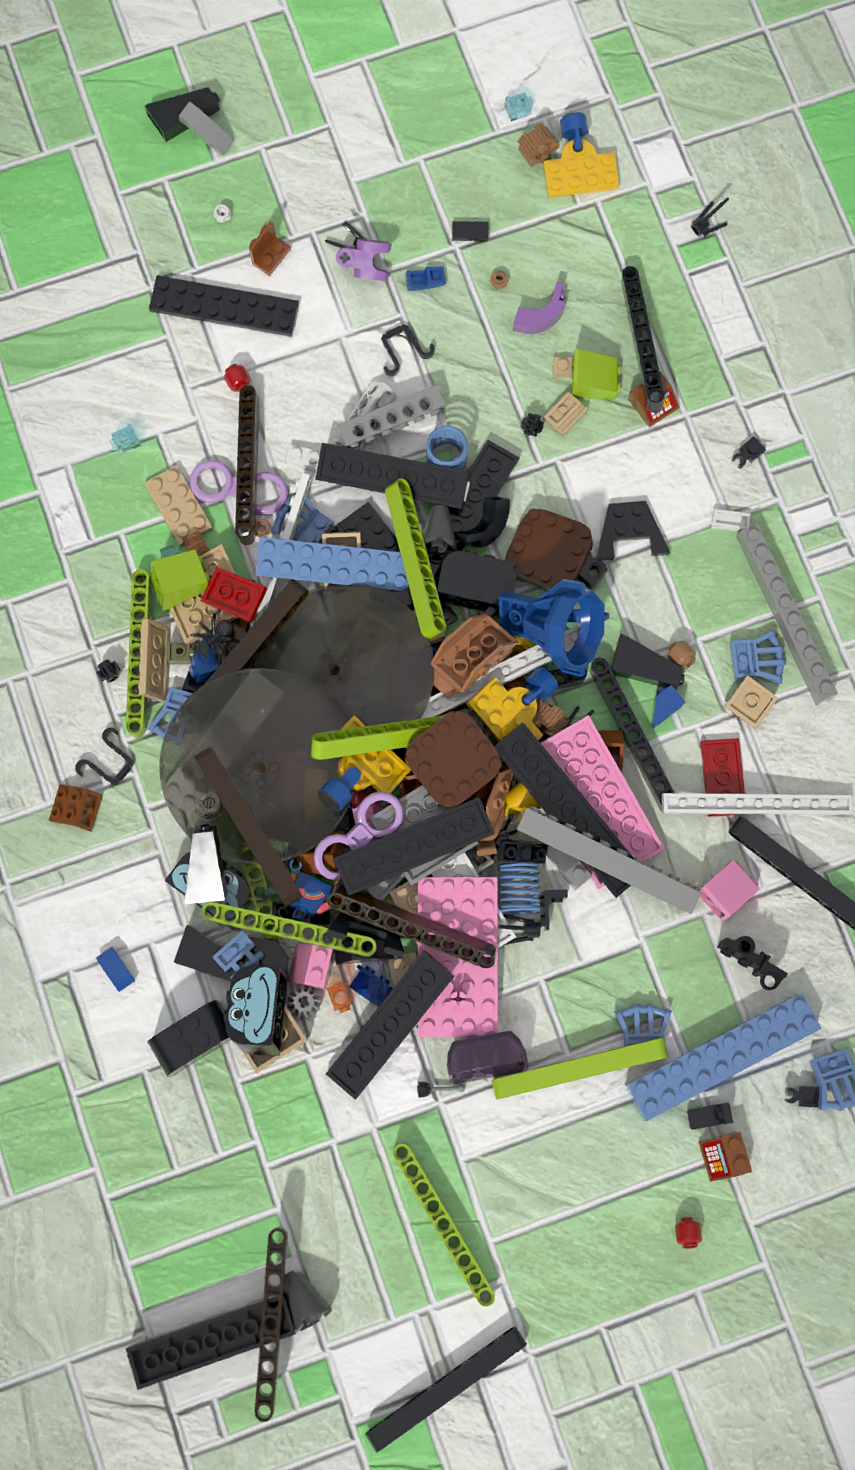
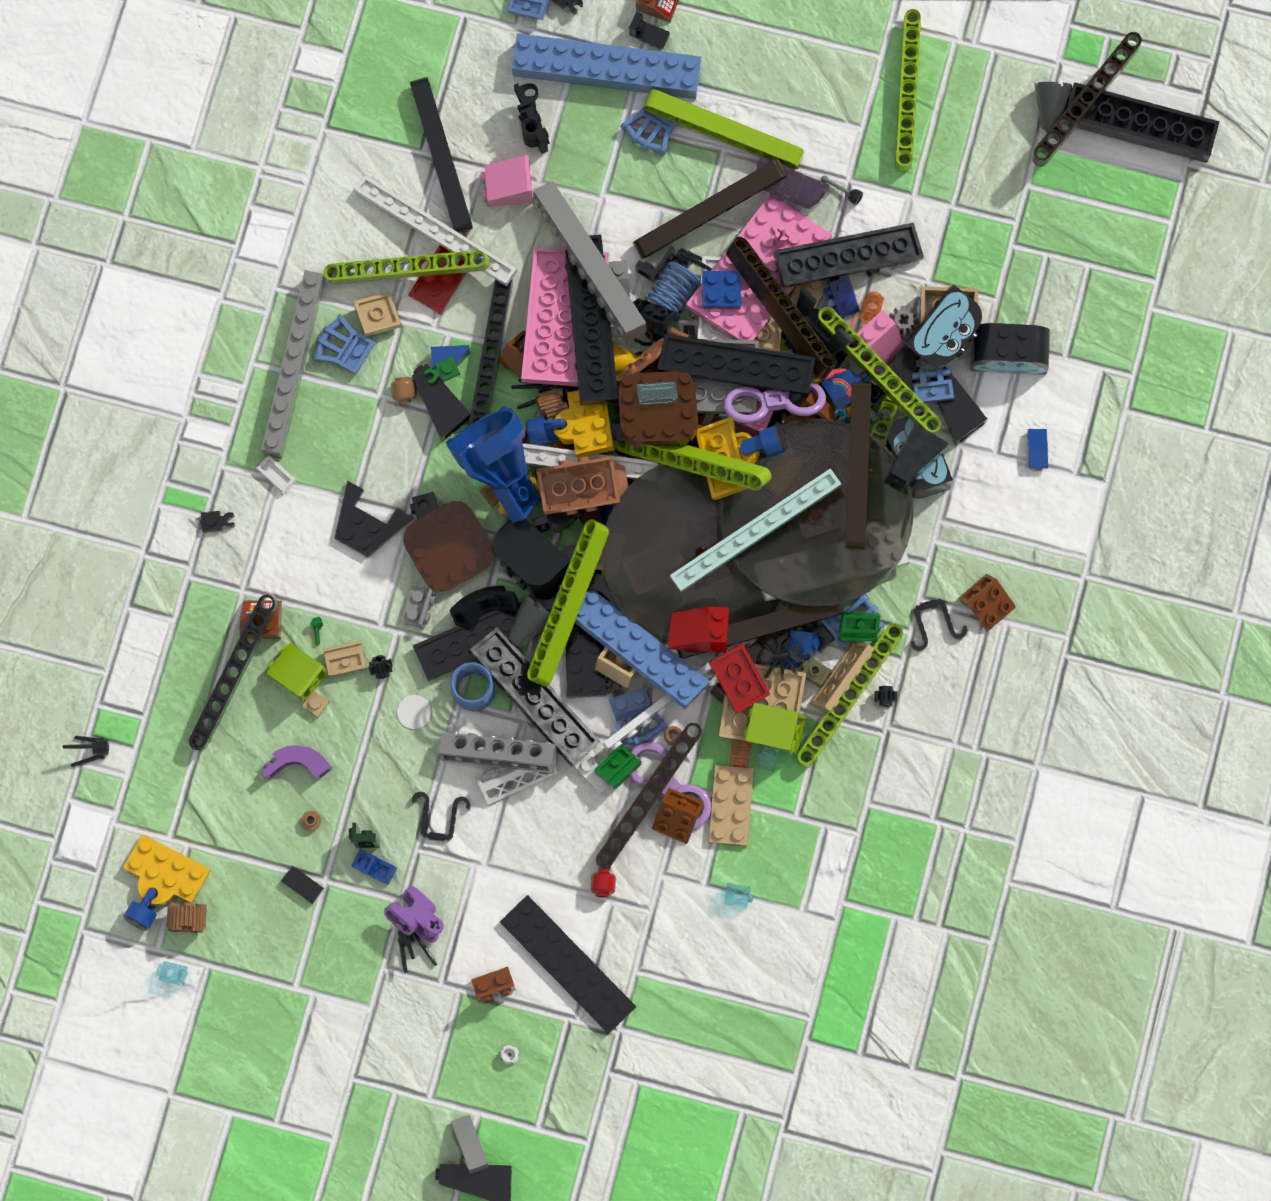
camera: 140 degrees left, 0 degrees up
(164, 708) = (859, 626): none -> green plate
(214, 467) = (677, 815): none -> dark orange bracket
(287, 469) = (617, 767): none -> green plate
(291, 606) = (700, 629): none -> red slope
(297, 713) = (755, 530): none -> light aqua plate
(446, 285) = (366, 839): none -> dark green bracket
(461, 767) = (657, 393): none -> clear light blue tile
(475, 909) = (721, 289): none -> blue plate
(481, 413) = (414, 712): none -> white sticker
(538, 492) = (418, 606): none -> light grey bracket
(538, 983) = (709, 209): none -> dark brown beam
(608, 425) = (316, 623): none -> green hand
(658, 689) = (445, 370): none -> green plate
(751, 759) = (398, 264): none -> lime beam

